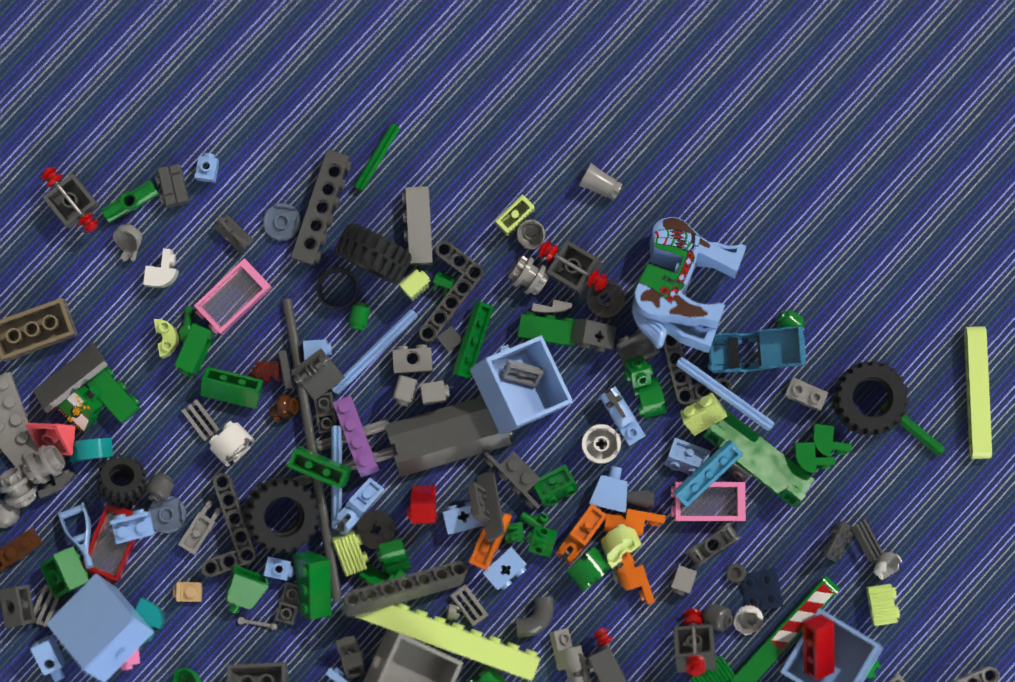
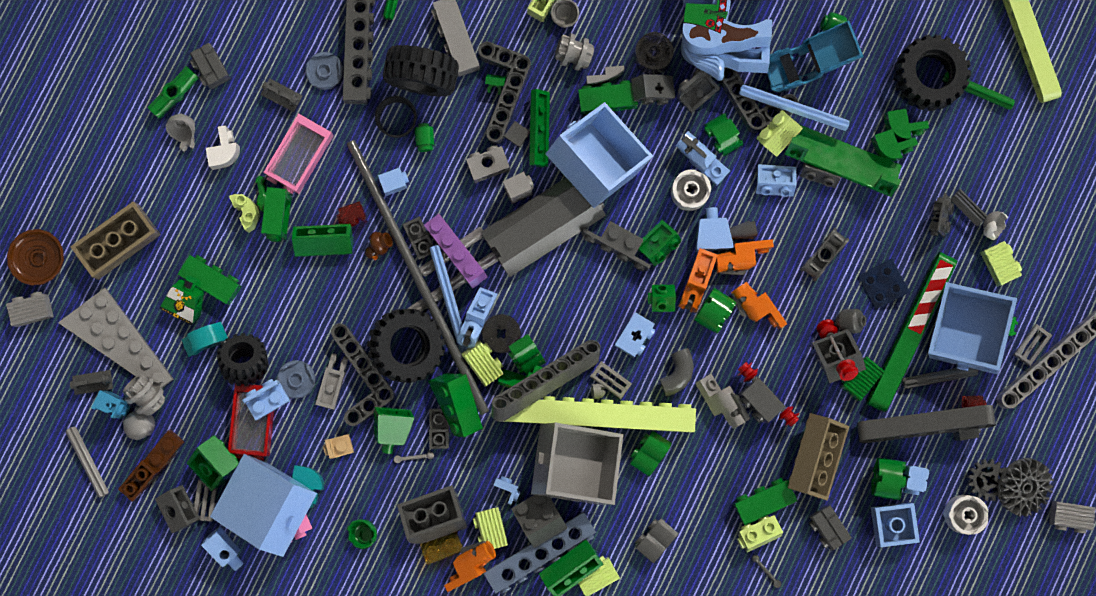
camera: 20 degrees left, 0 degrees up
(42, 465) = (162, 365): light grey piece -> none
(53, 434) = (164, 337): coral slope -> none
(61, 481) = (186, 377): dark grey slope -> none
(70, 200) = (115, 107): dark grey brick -> none
(70, 377) = (164, 276): dark grey tile -> none
(82, 537) = (223, 423): light blue piece -> none
(159, 487) = (281, 354): dark grey head -> none
(197, 428) = (289, 271): light grey tile -> none
(209, 174) = (241, 45): light blue brick -> none
(231, 443) = (337, 292): white brick -> none
(272, 563) = (411, 403): light blue brick -> none
(286, 370) = (369, 208): dark grey tile -> none
(317, 374) = (401, 202): dark grey hinge -> none
(319, 467) = (430, 289): green brick -> none
(351, 657) = (513, 462): dark grey brick -> none
(375, 350) = (448, 167): light blue axle -> none
(405, 390) = (490, 193): light grey brick -> none
(415, 284) = (469, 91): yellowish green brick -> none
(423, 505) = (540, 298): red wedge -> none
(455, 525) = (592, 298): light blue brick -> none
(486, 504) = (600, 278): dark grey bracket -> none
(486, 549) = (613, 310): orange plate -> none
(514, 533) = (632, 298): green tile -> none
(523, 371) = (596, 141): light grey tile -> none
(540, 520) = (654, 279): green arm -> none
(573, 267) = (615, 31): dark grey brick -> none
(619, 541) = (736, 276): yellowish green cylinder -> none
(637, 372) = (705, 112): green brick -> none
(683, 580) = (807, 295): light grey brick -> none
(708, 473) = (801, 186): dark azure plate -> none
(716, 503) = (808, 214): window -> none
(736, 573) = (855, 275): dark grey tile -> none
(748, 620) = (880, 315): light grey hair -> none
(805, 394) = (869, 87): light grey brick -> none
(818, 647) = (957, 319): red brick -> none

